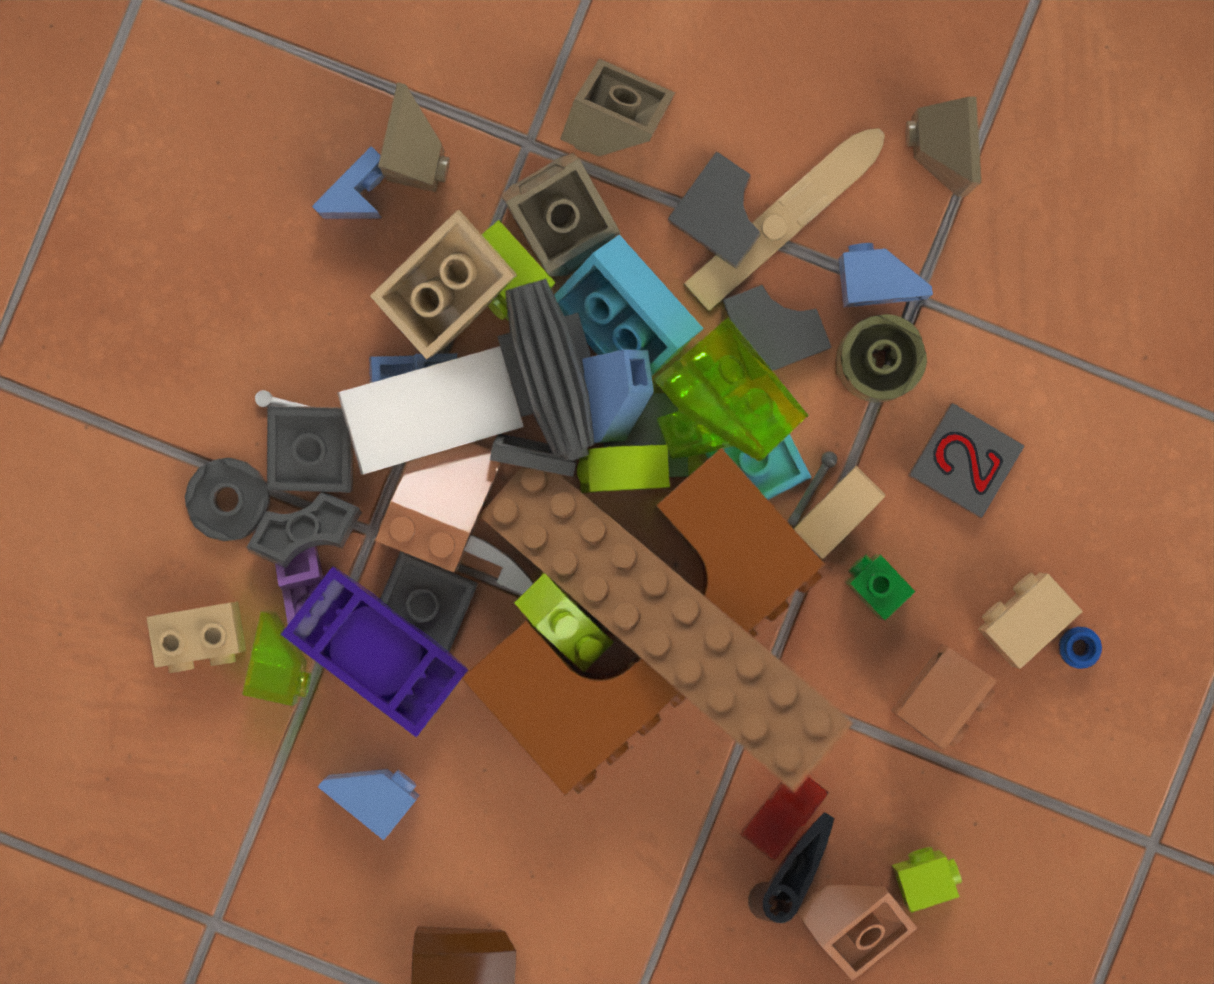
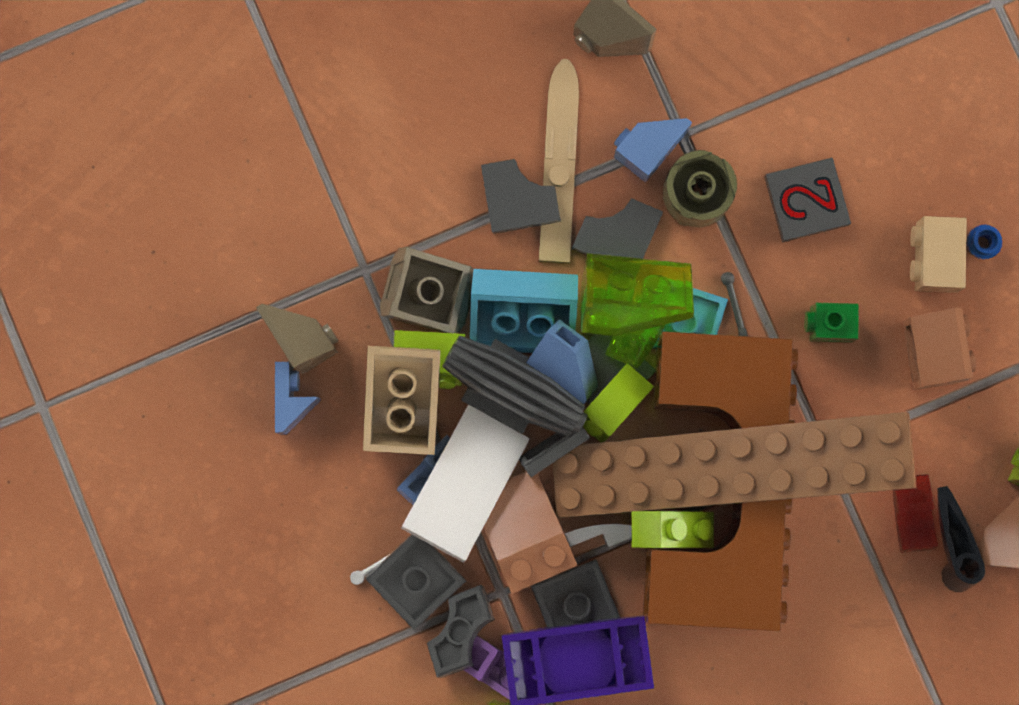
camera: 40 degrees left, 5 degrees down
(203, 492) = (374, 660): dark grey tile -> none
(614, 111) = (399, 200): dark tan slope -> none
(839, 512) = (765, 301): tan slope -> none

